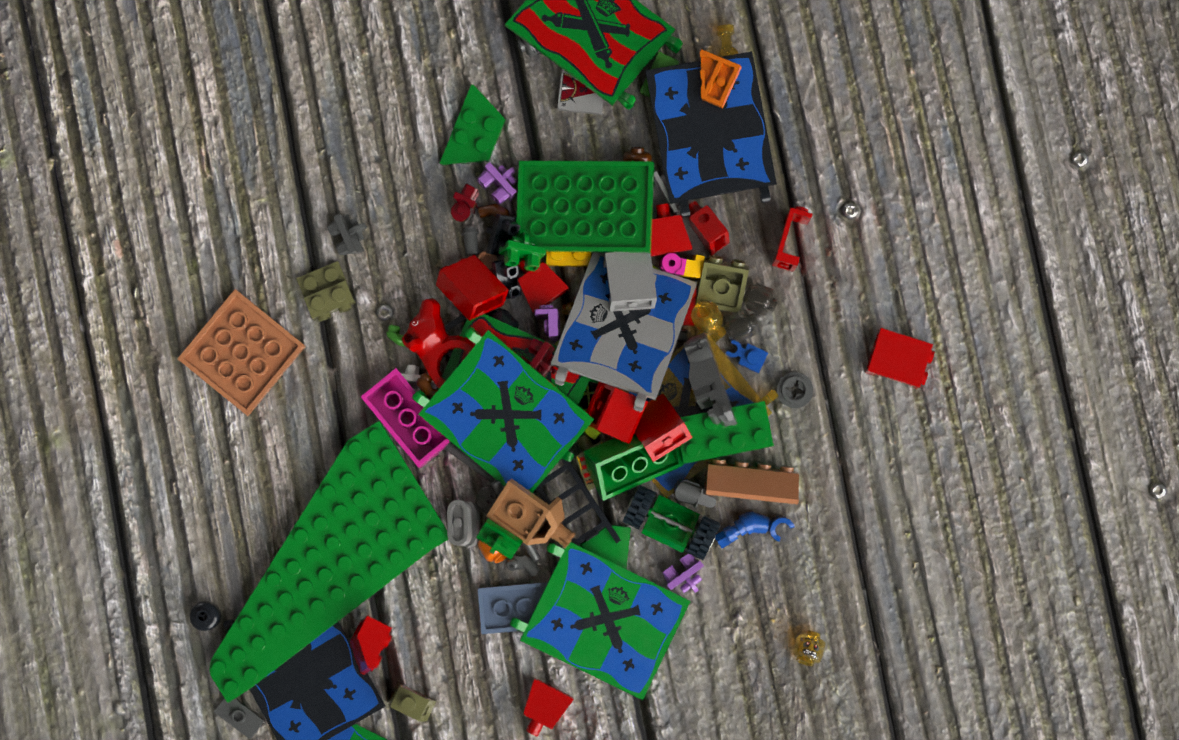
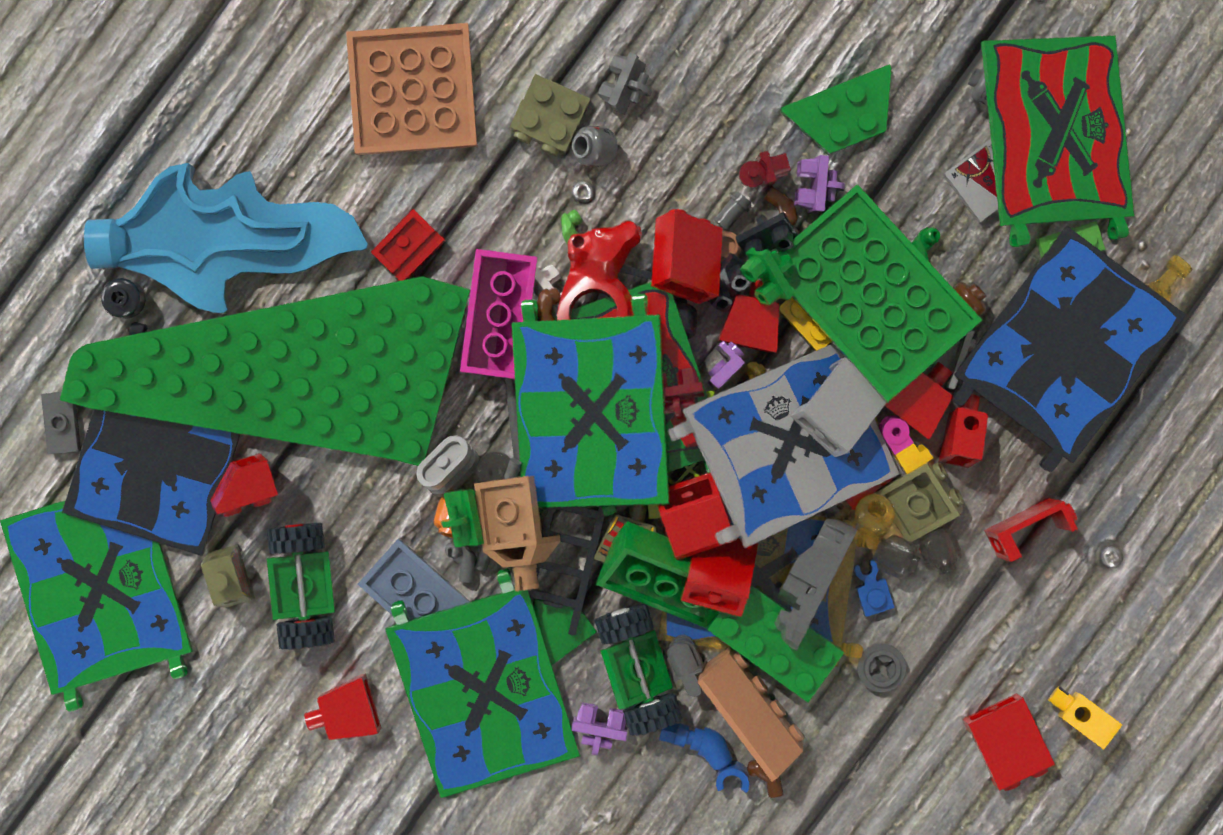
camera: 45 degrees right, 5 degrees up
(217, 536) = (205, 237): none -> dark azure piece
(324, 433) = (408, 246): none -> red plate
(366, 282) = (594, 146): none -> dark grey head
(452, 665) = (300, 586): none -> plate
(584, 151) = (925, 240): none -> green arm
(717, 78) = (1127, 305): orange wing -> none
(803, 507) = (774, 788): none -> reddish brown arm
(932, 302) = (1094, 724): none -> yellow torso

